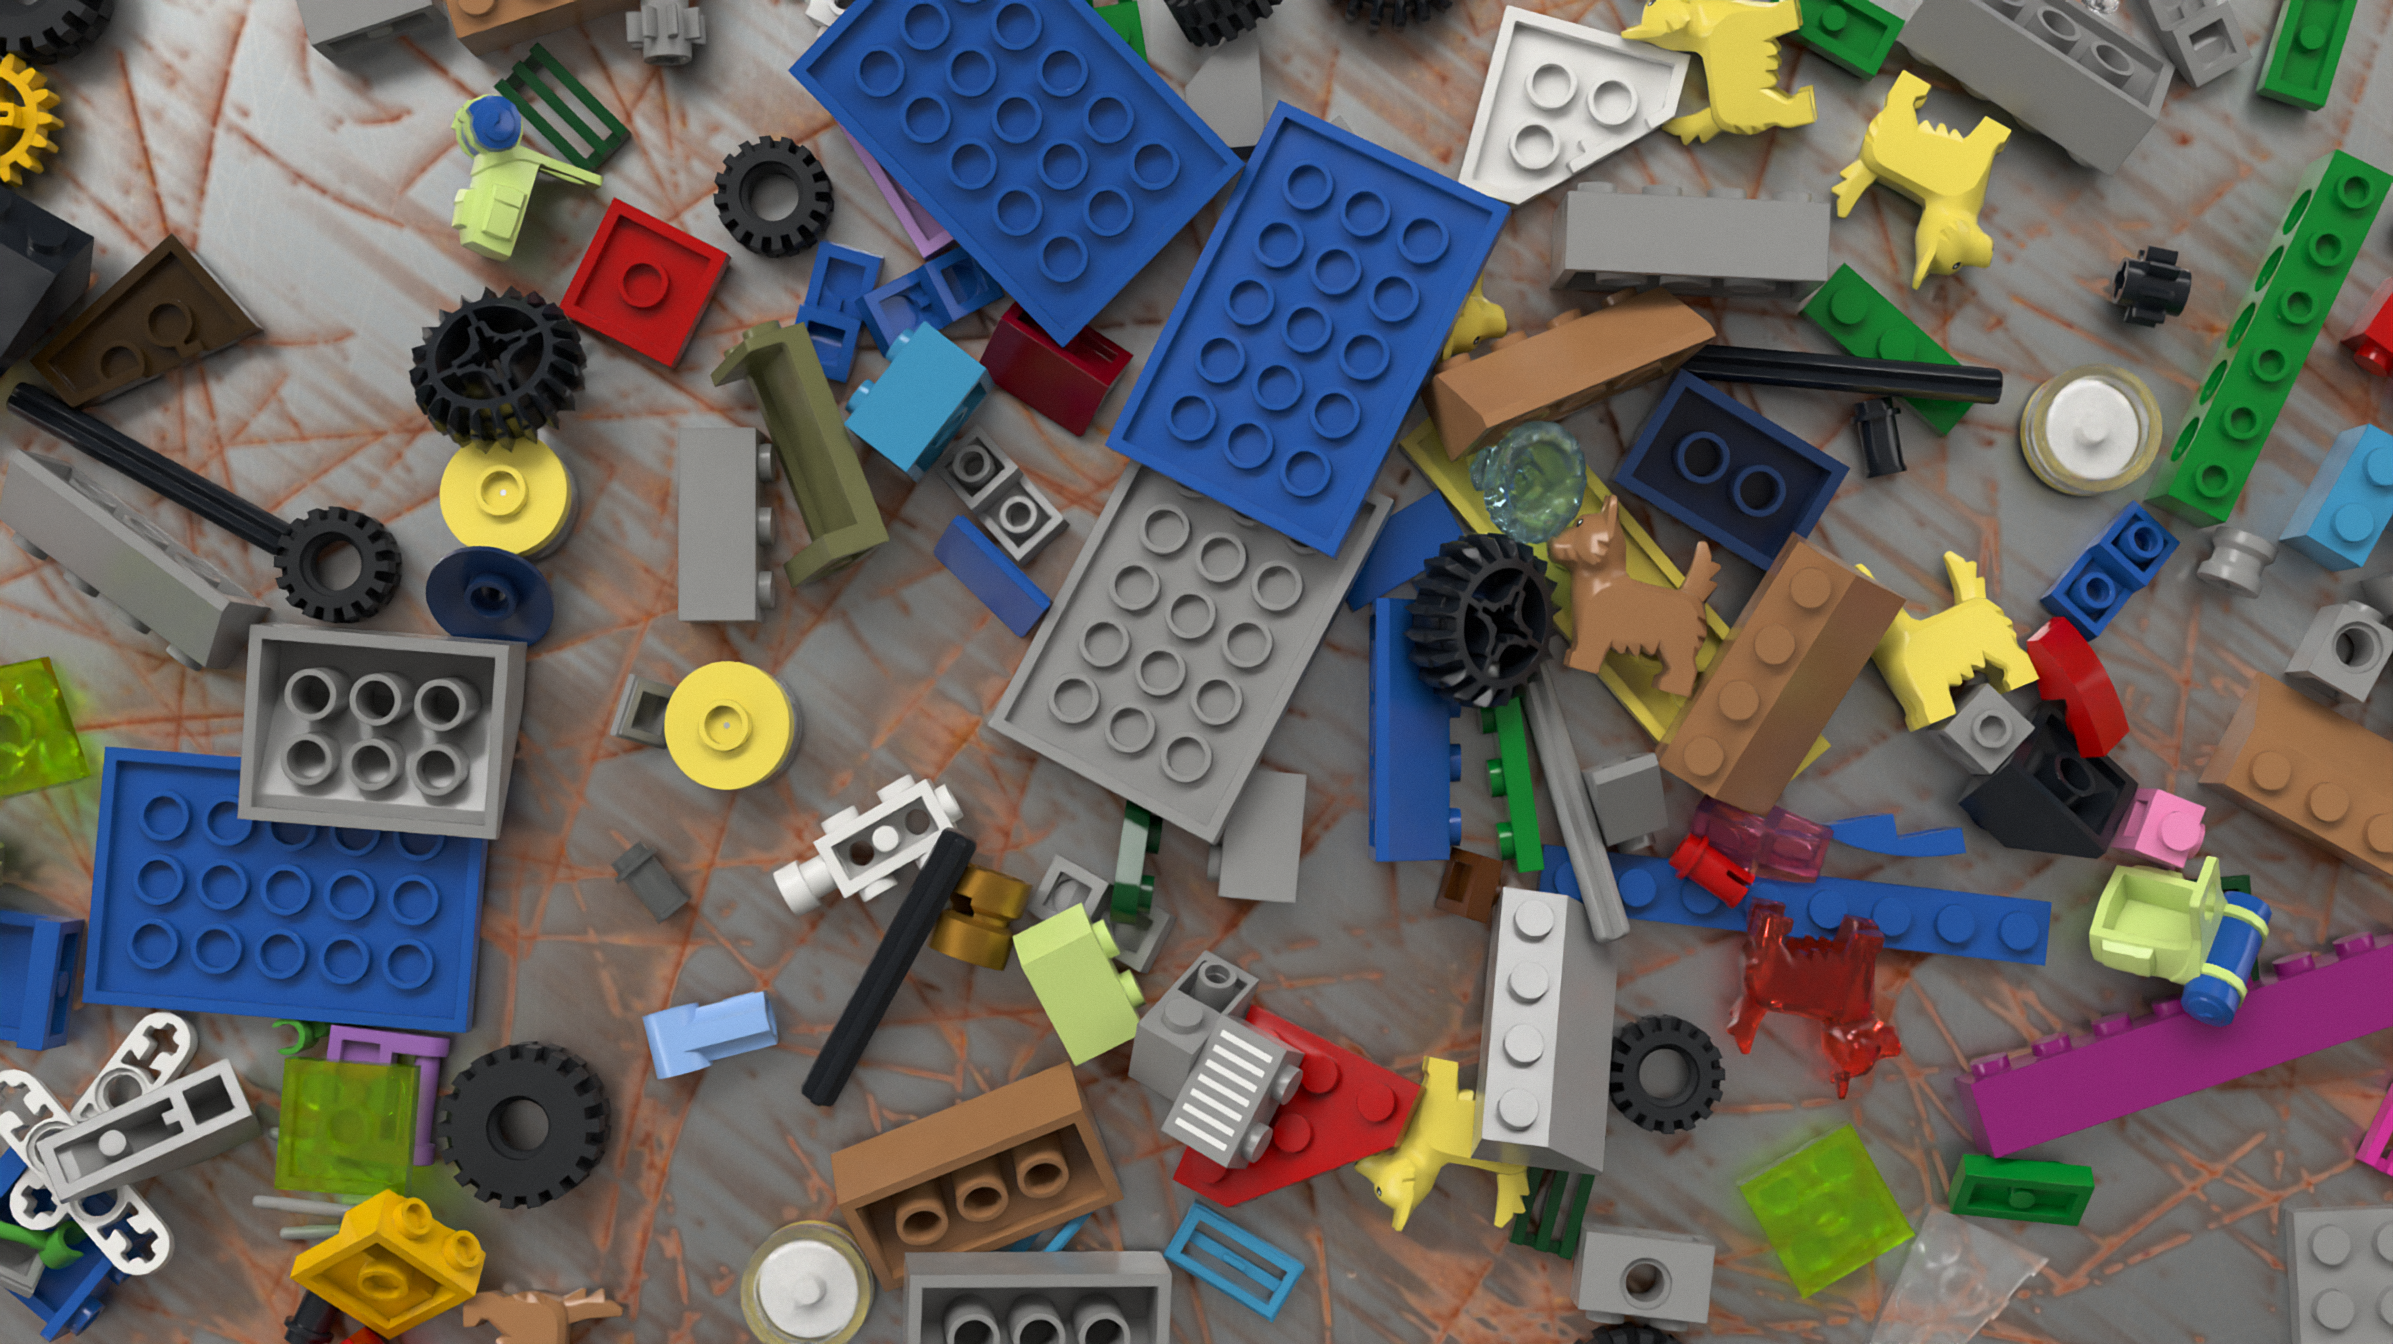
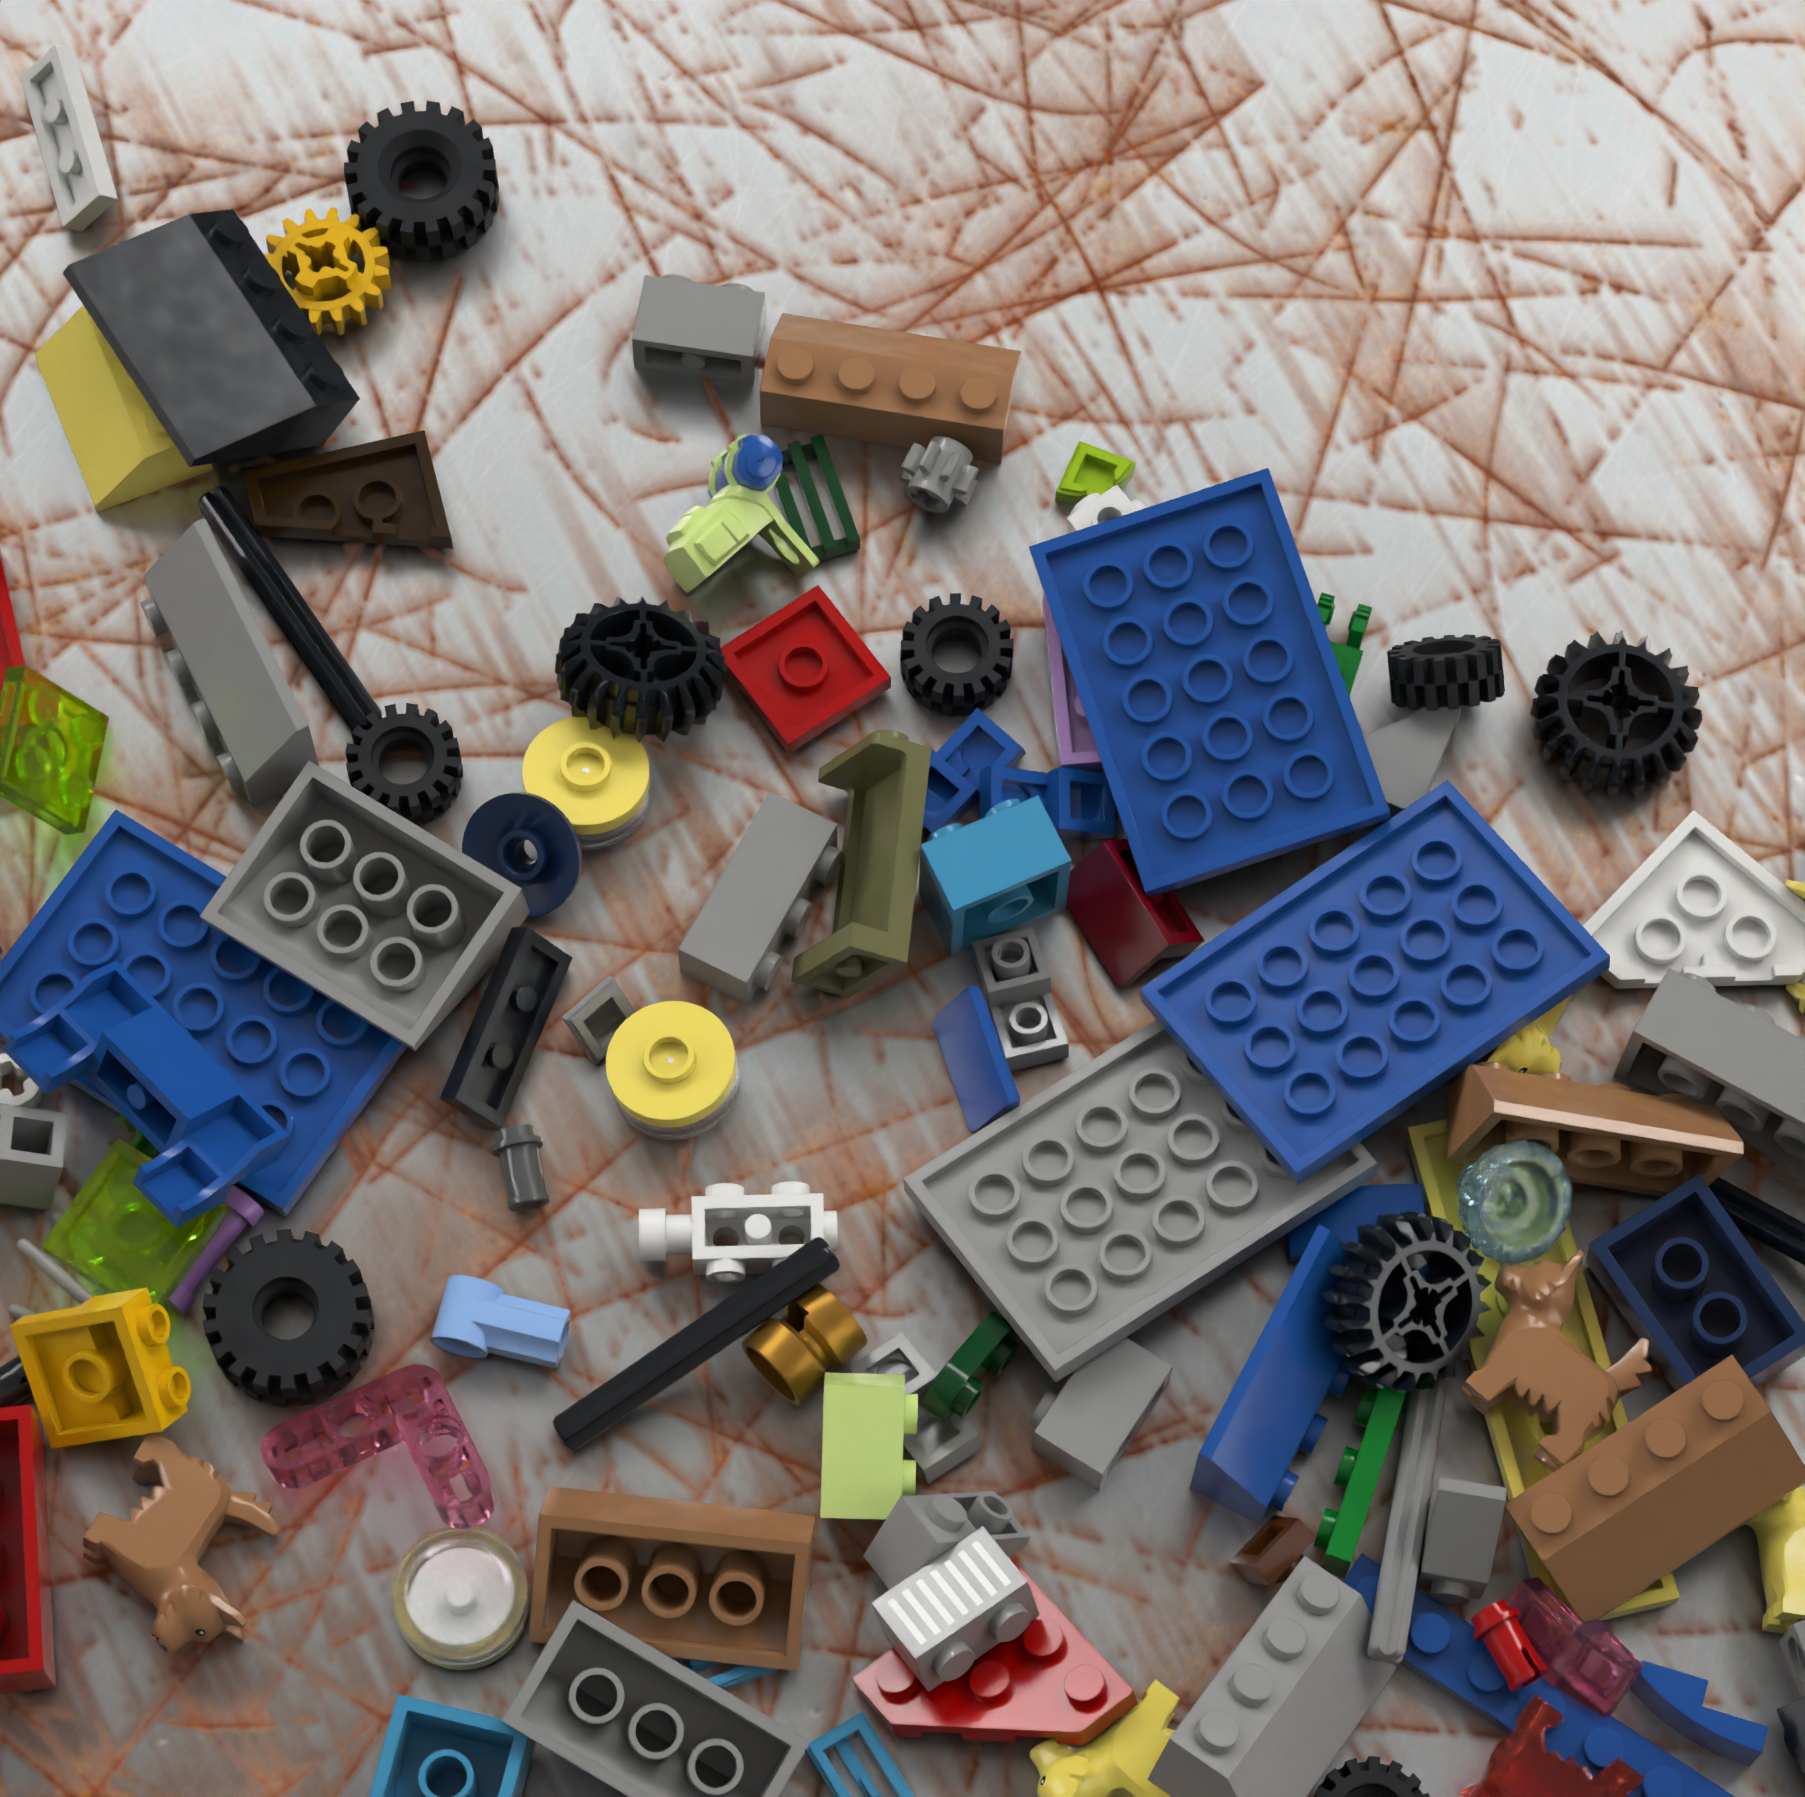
camera: 25 degrees right, 20 degrees down
(293, 992) = (160, 1082): none -> blue bracket
(566, 763) = (506, 1027): none -> black plate
(684, 1165) = (409, 1424): none -> clear pink beam

